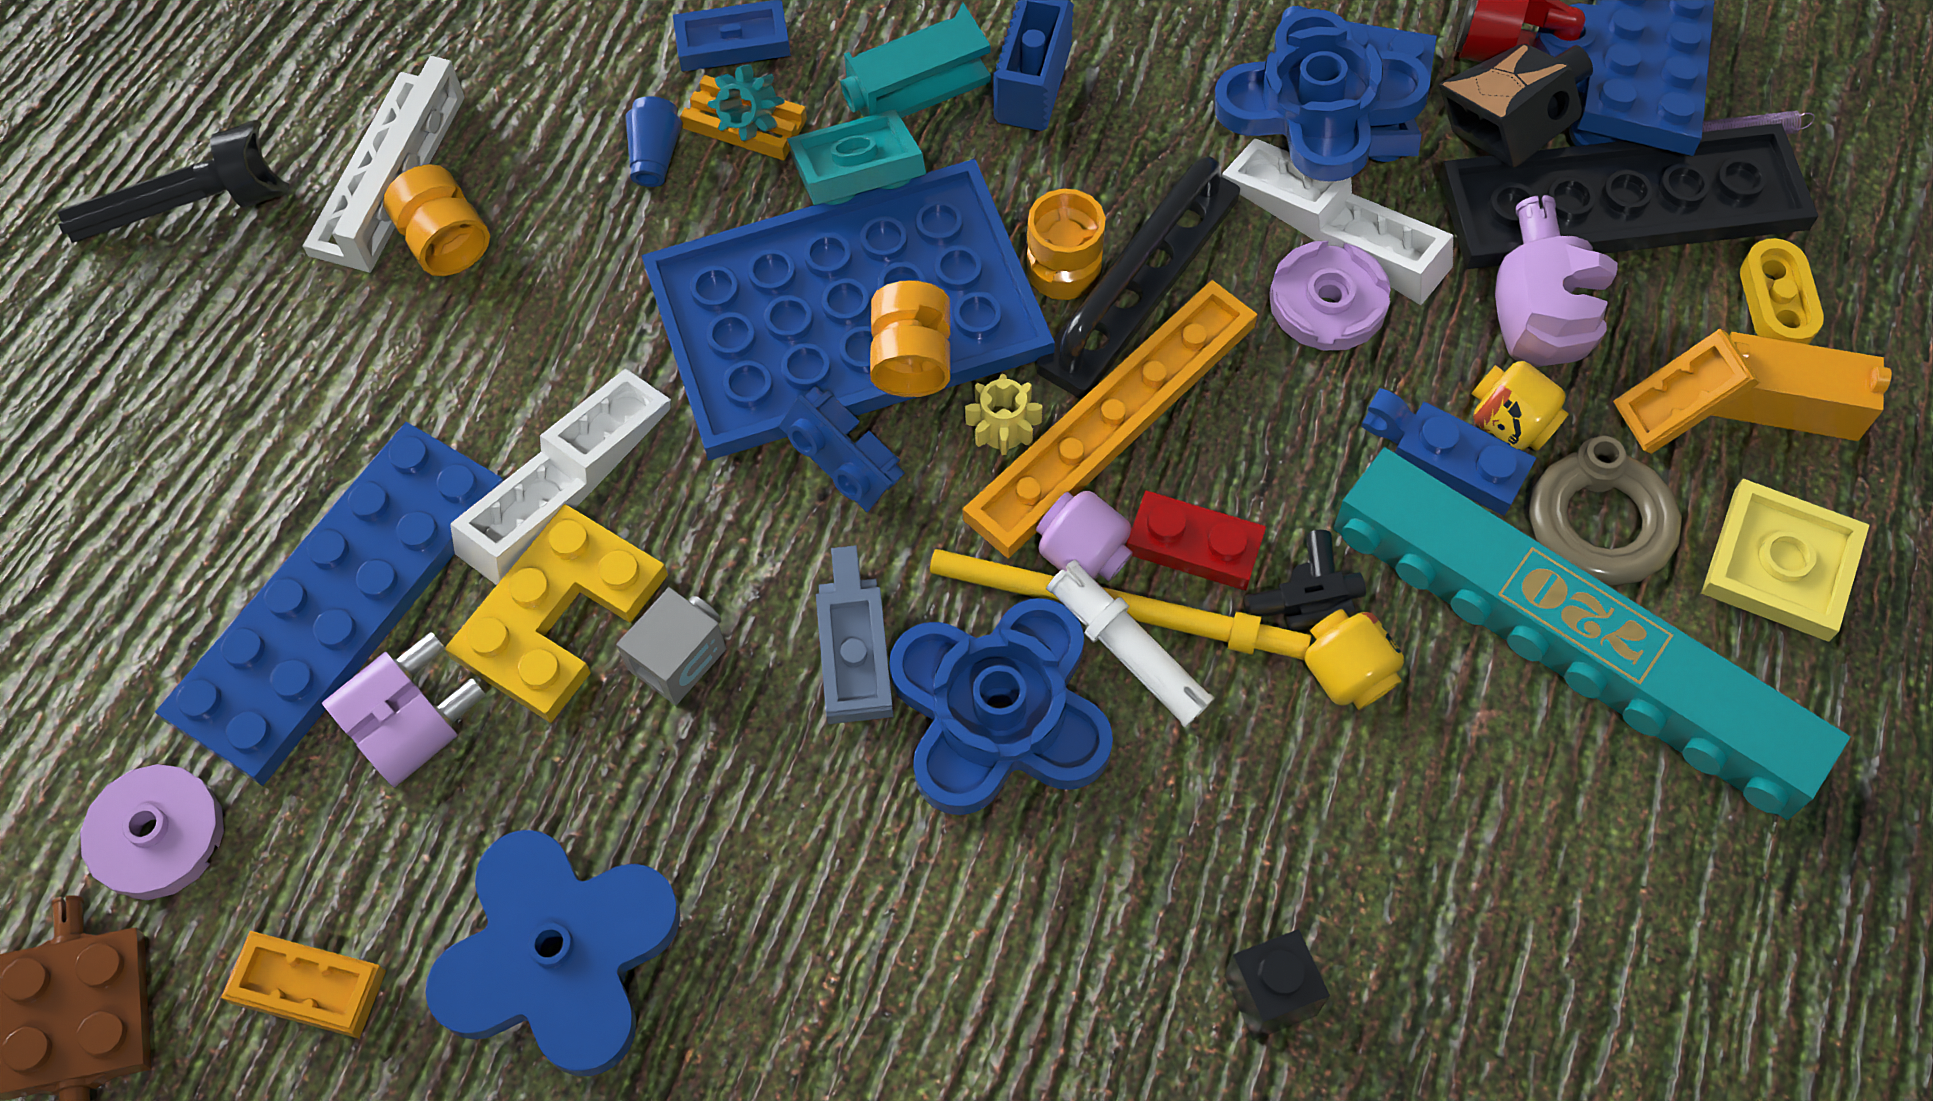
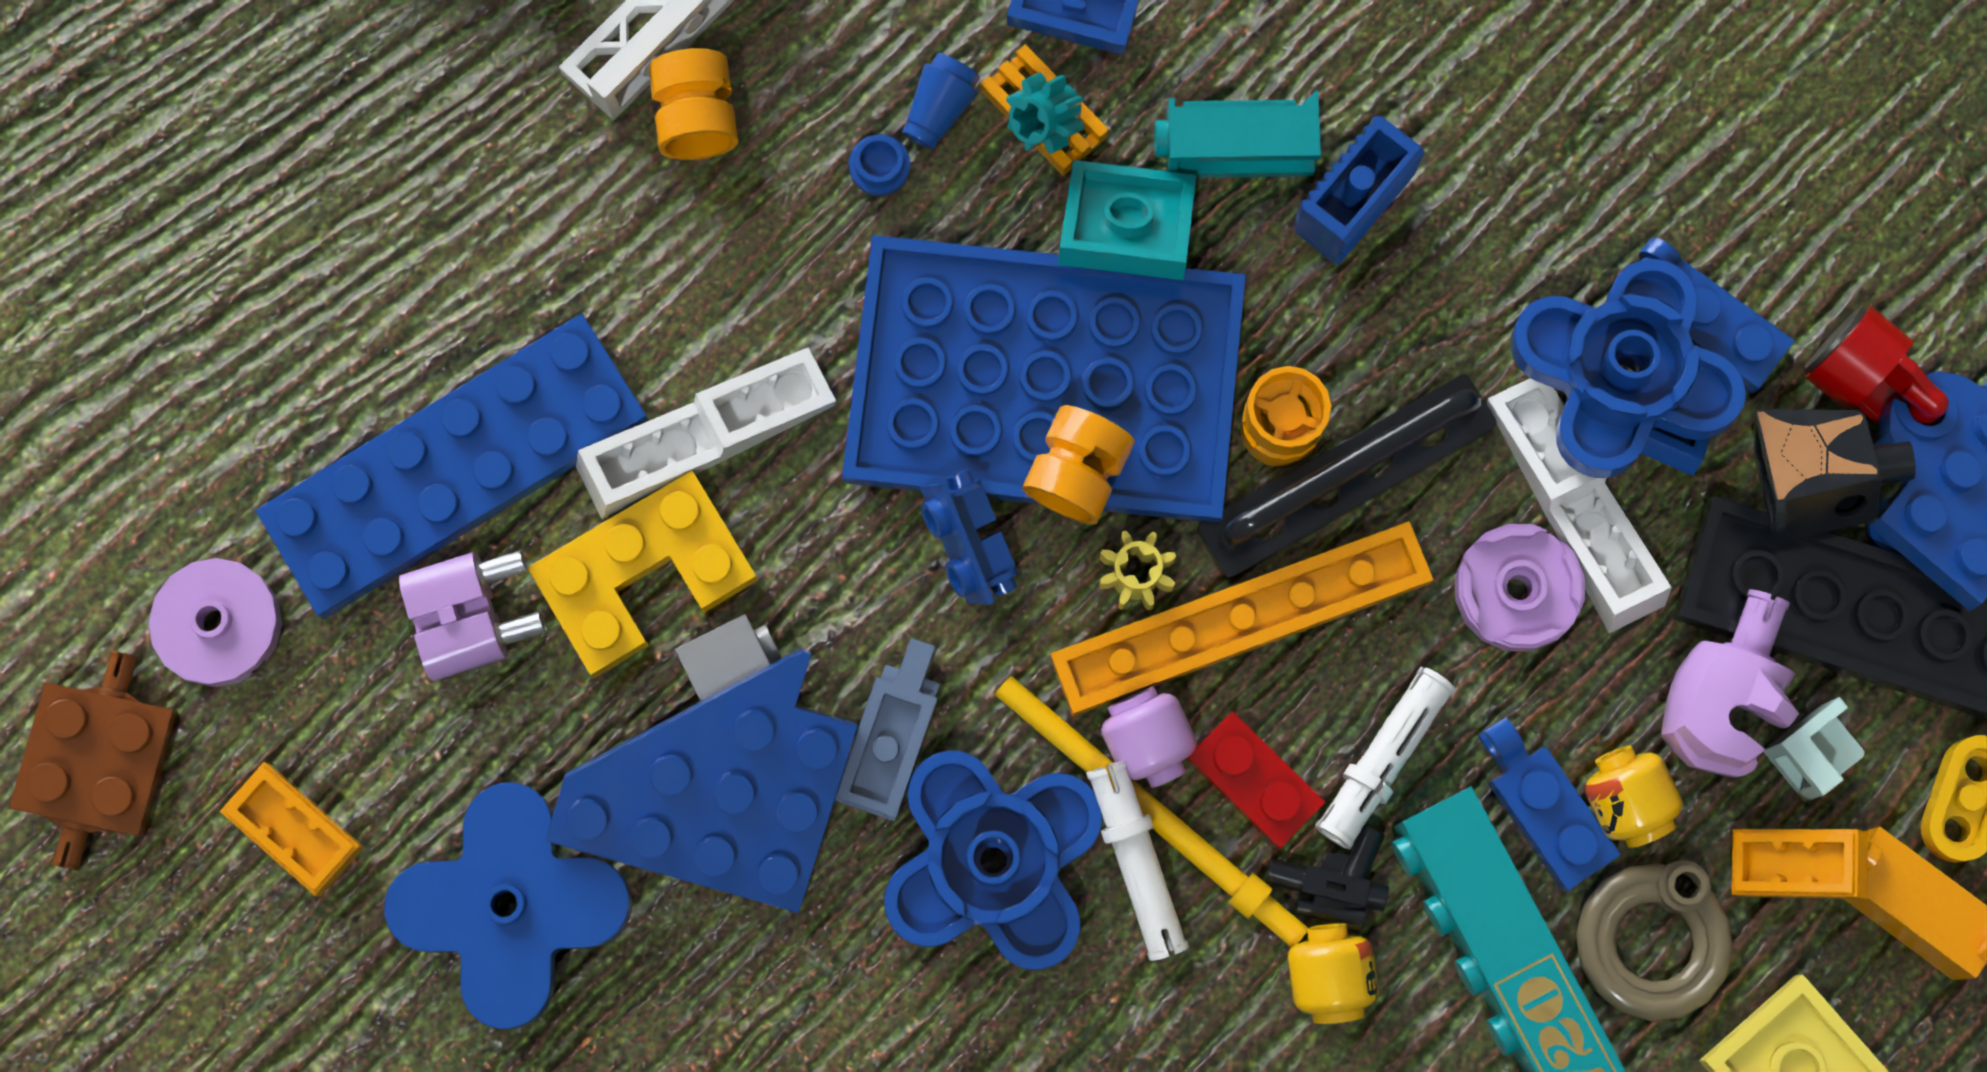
camera: 25 degrees right, 15 degrees up
(622, 207) = (879, 165): none -> blue plate
(713, 753) = (717, 792): none -> blue wing
(1294, 491) = (1375, 772): none -> white pin
(1640, 316) = (1816, 751): none -> light aqua panel

